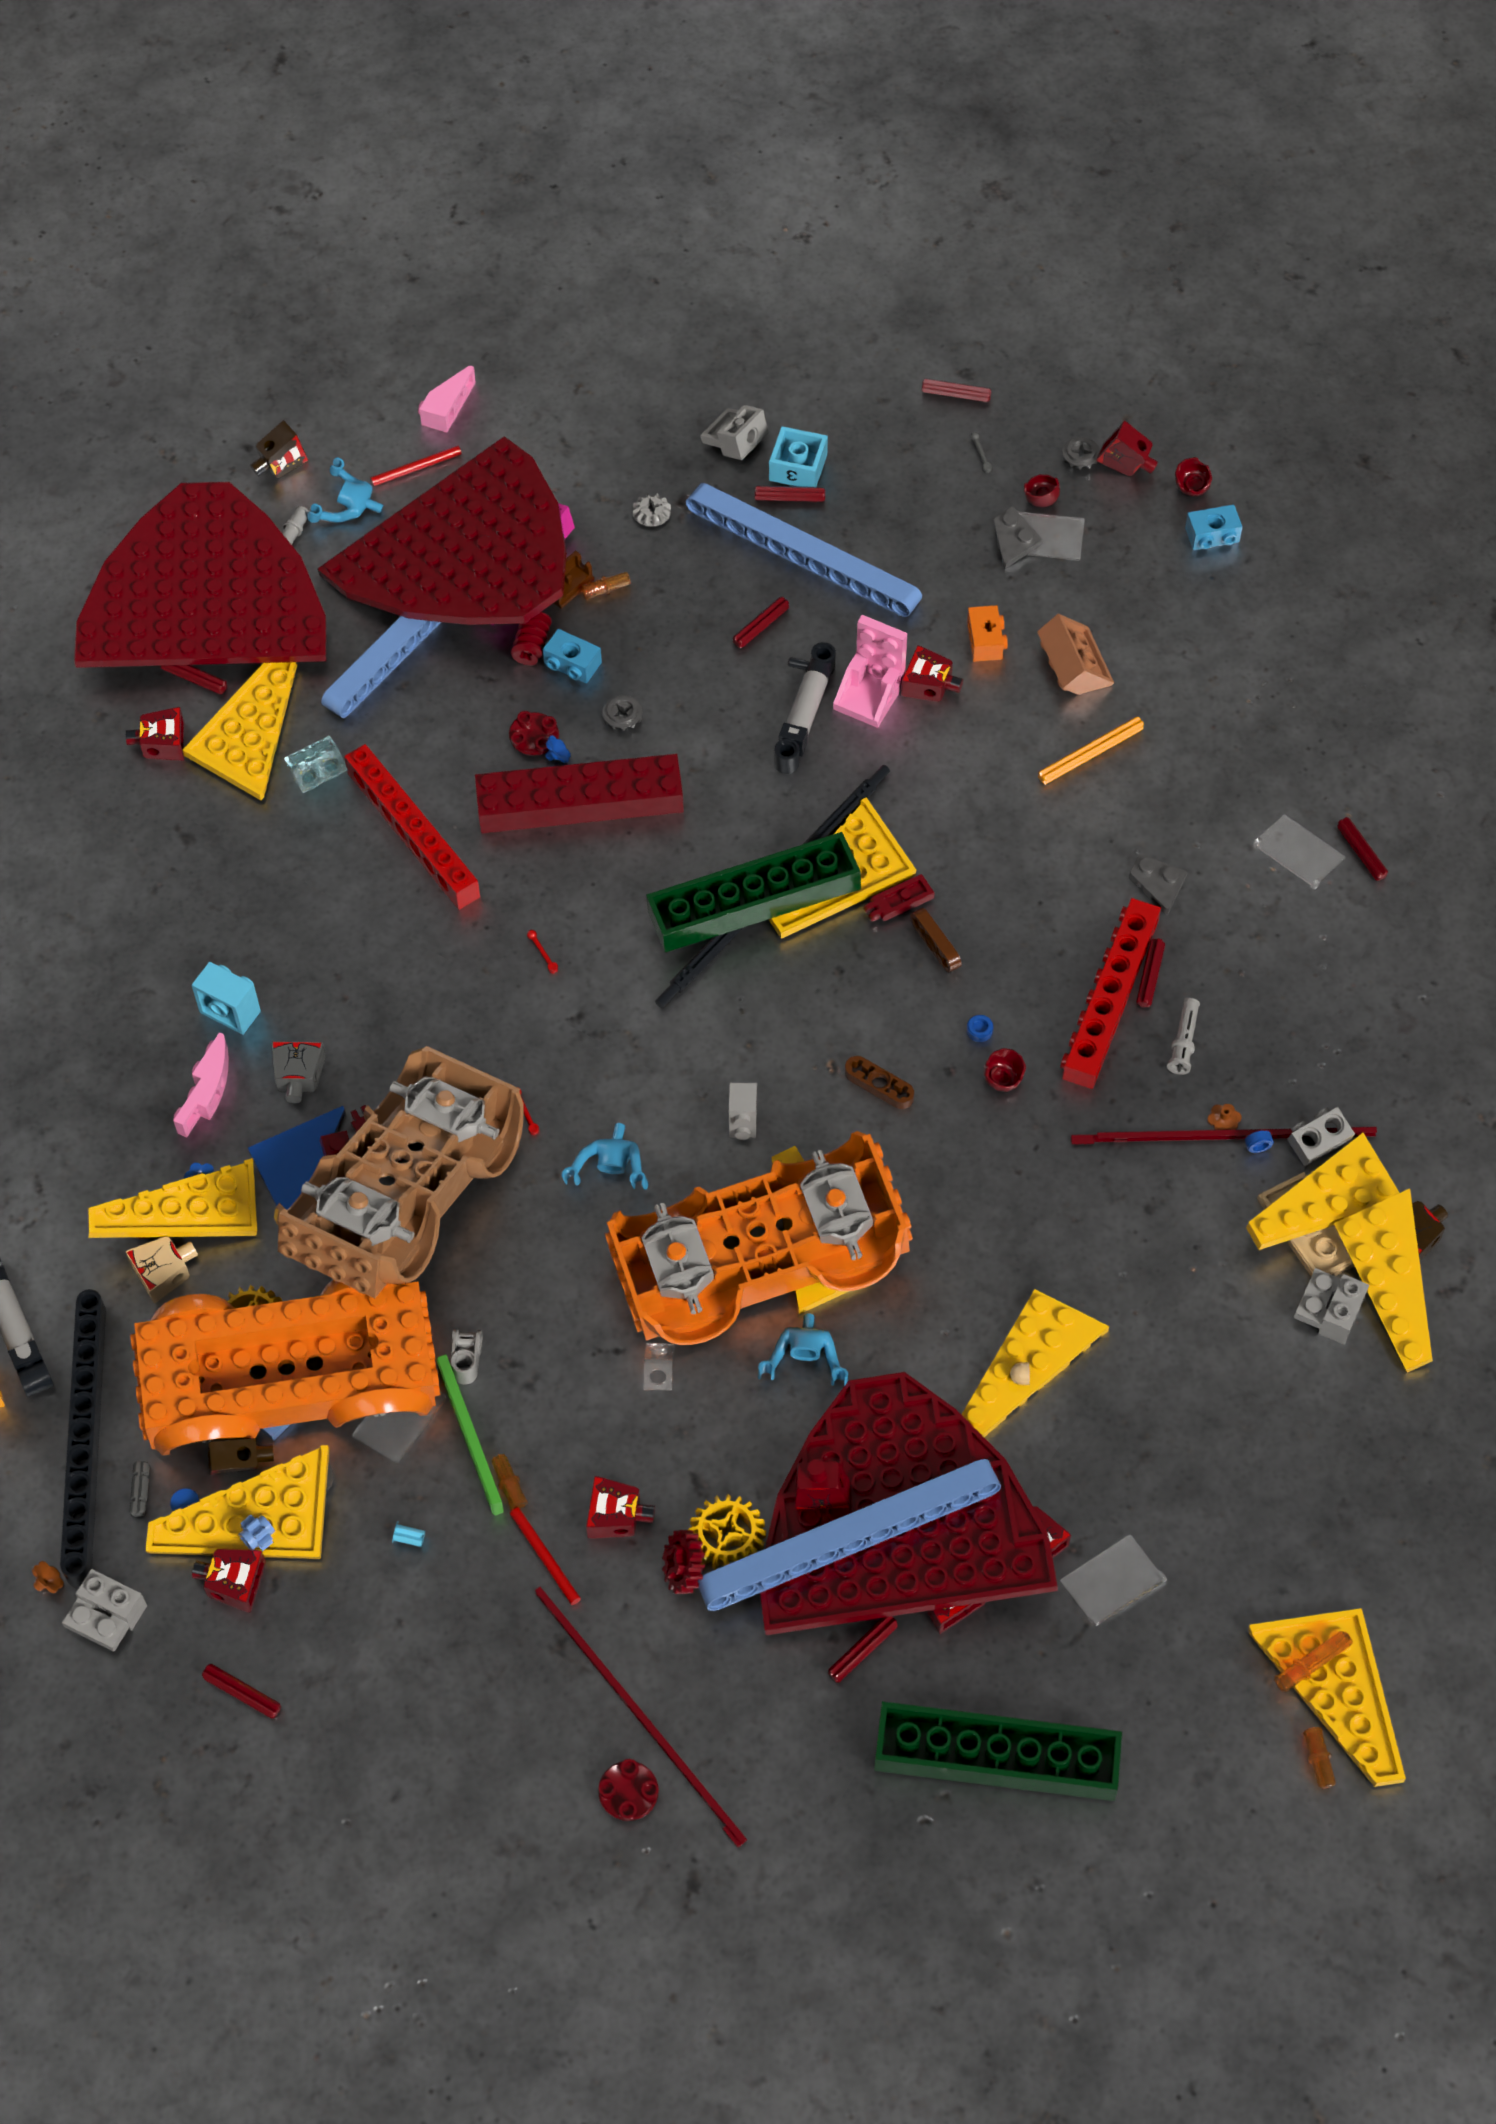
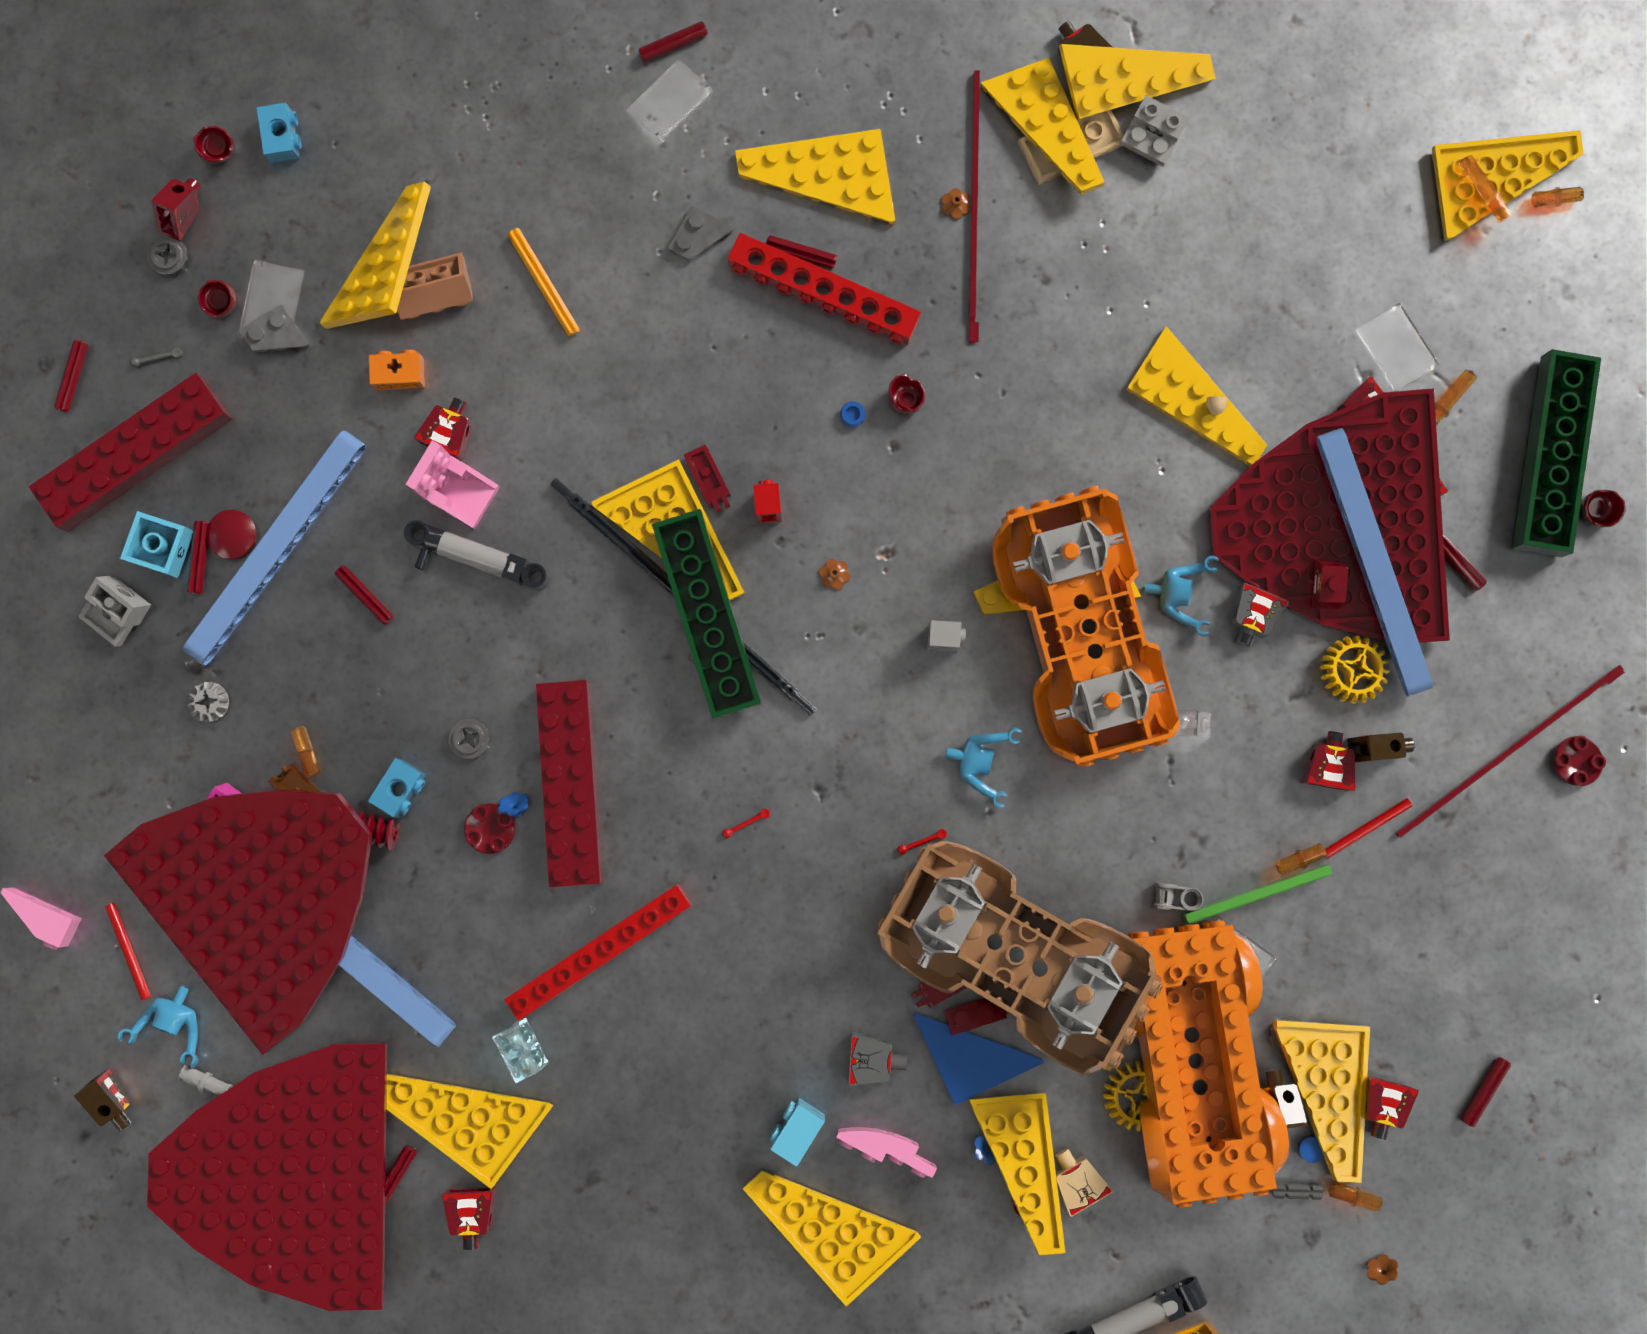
camera: 90 degrees left, 25 degrees up
(83, 1447) = (1259, 1250): black beam -> none
(97, 1601) = (1416, 1216): light grey brick -> none
(116, 1045) = (835, 1238): none -> yellow wing
(130, 1549) = (1355, 1196): none -> clear orange axle
(256, 1532) = (1359, 1082): medium blue gear -> none
(408, 1535) = (1348, 947): medium azure piece -> none
(637, 1548) = (1380, 747): none -> dark brown torso
(683, 1561) = (1389, 707): dark red gear -> none
(785, 1425) = (1255, 613): none -> torso
(807, 1020) = (831, 580): none -> dark orange plant
(814, 516) = (231, 534): none -> dark red dish
(876, 944) = (767, 501): none -> red brick
(881, 1092) = (913, 491): reddish brown beam -> none
(886, 436) = (130, 452): none -> dark red brick
(935, 940) = (757, 447): reddish brown beam -> none
(936, 1810) = (1603, 508): none -> dark red hair
(1053, 1634) = (1453, 394): none -> clear orange axle
(1073, 606) = (380, 273): none -> yellow wing
(1183, 1045) = (884, 231): light grey pin -> none
(1243, 999) = (831, 169): none -> yellow wing
(1259, 1141) = (988, 174): blue tile -> none
(1323, 1140) = (994, 117): light grey brick -> none

